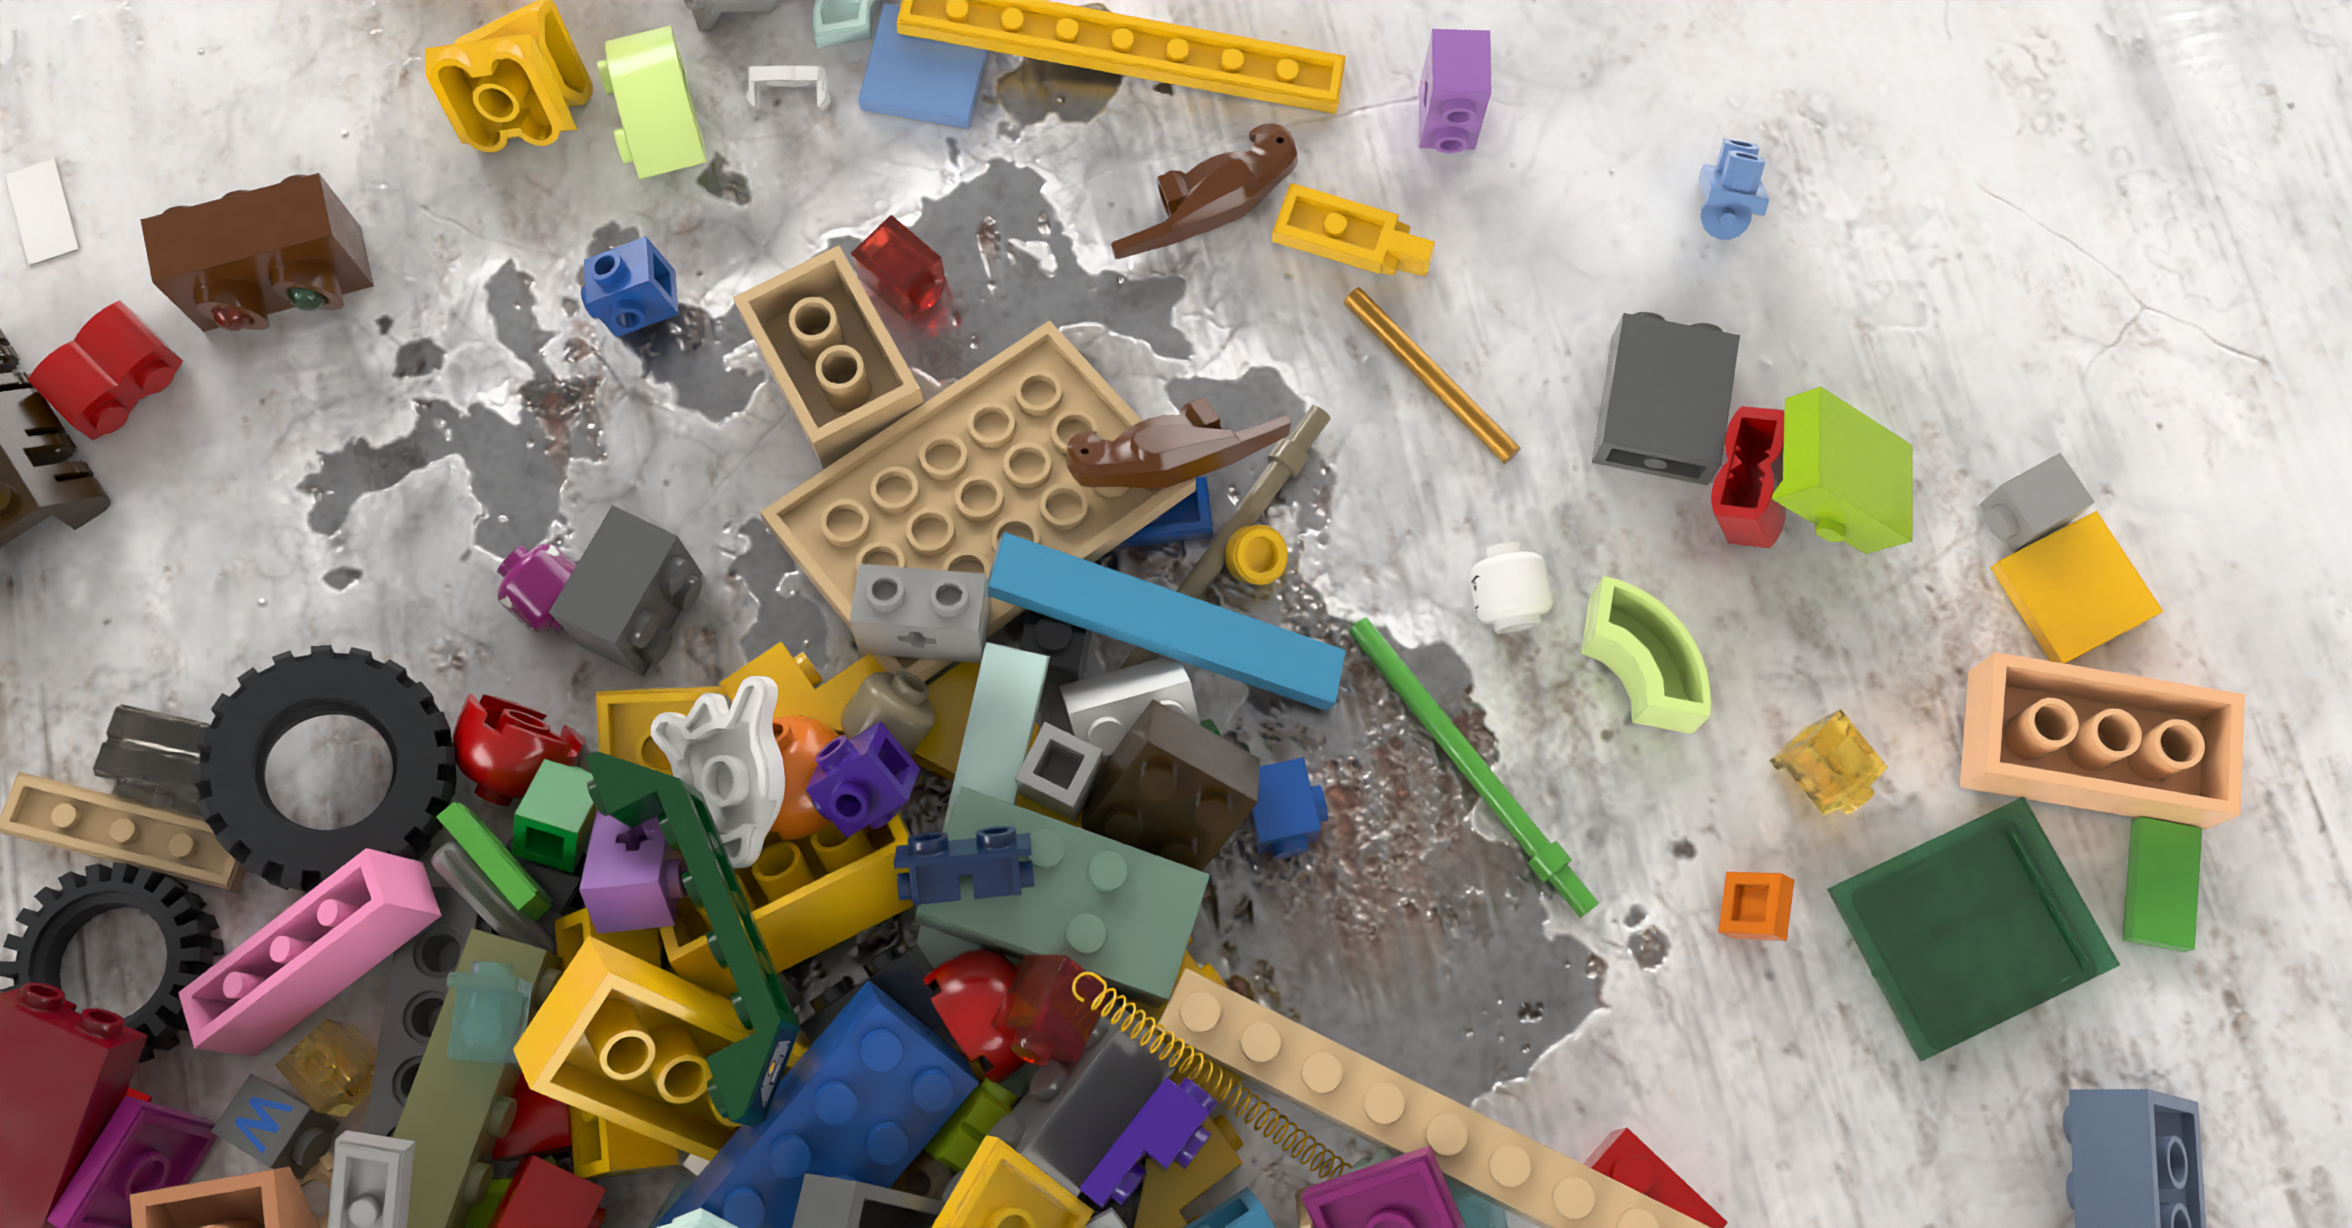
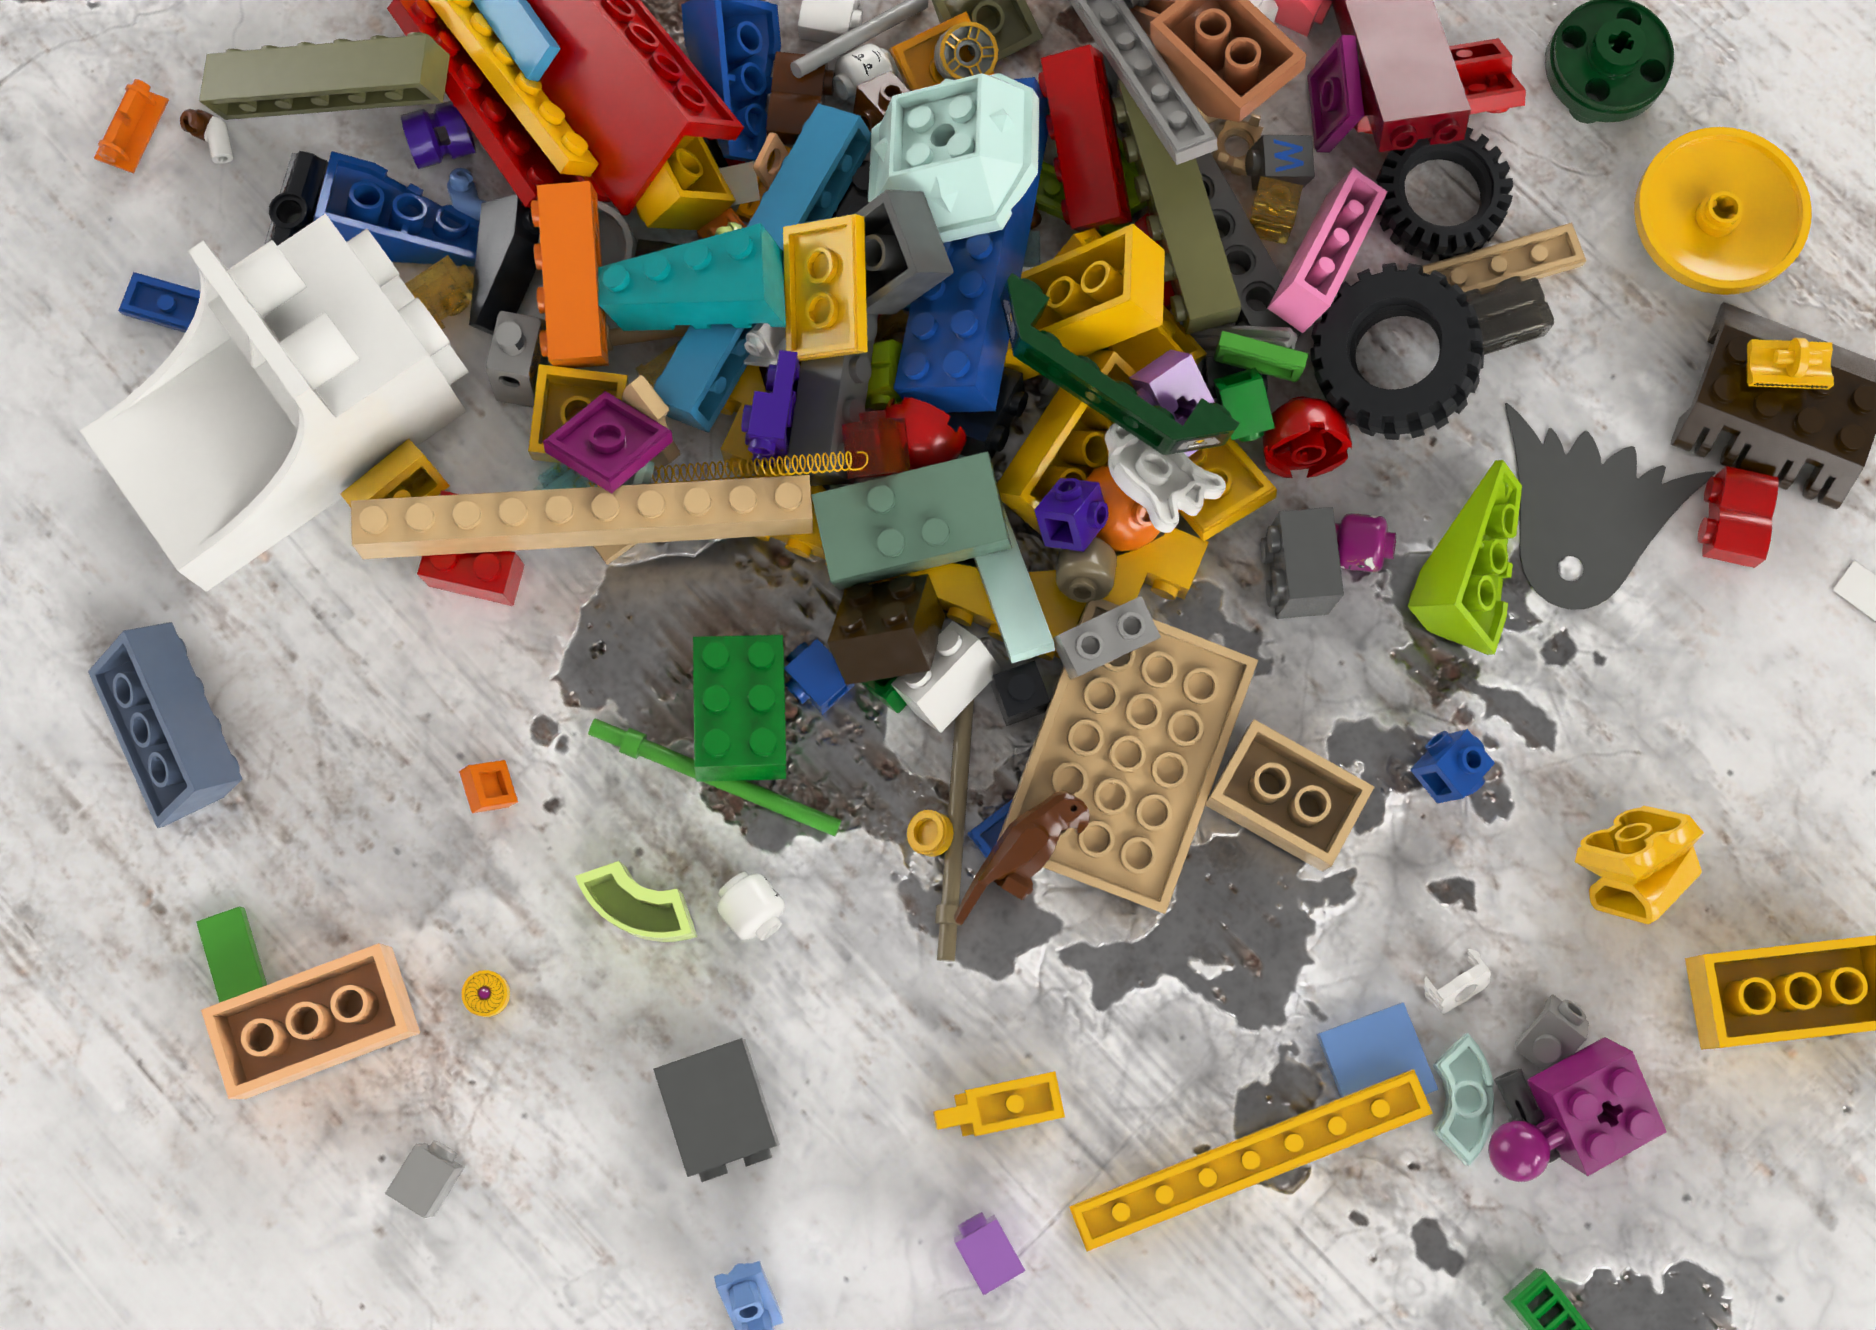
camera: 150 degrees right, 5 degrees up
(257, 254) = (1707, 638): reddish brown piece -> none
(265, 487) = (1587, 513): none -> dark grey piece
(470, 478) = (1464, 575): none -> lime wedge
(487, 1013) = (1194, 263): clear light blue bracket -> none
(653, 102) = (1537, 909): yellowish green brick -> none
(899, 268) = (1288, 891): clear red brick -> none
(938, 863) = (992, 477): dark blue hinge -> none
(1060, 771) = (960, 595): light grey brick -> none
(1165, 621) = (957, 740): dark azure tile -> none
(1216, 190) = (1111, 1086): reddish brown animal -> none
(1400, 814) = (739, 708): none -> green brick
(1432, 376) = (887, 1035): pearl gold bar -> none
(1750, 476) = (623, 1066): red brick -> none
(1832, 763) = (467, 907): clear yellow brick -> none
(1846, 473) = (565, 1111): lime container -> none
(1870, 671) = (485, 993): none -> yellow tile
(1972, 928) = (344, 856): clear green piece -> none
(2076, 589) = (370, 1135): yellow tile -> none

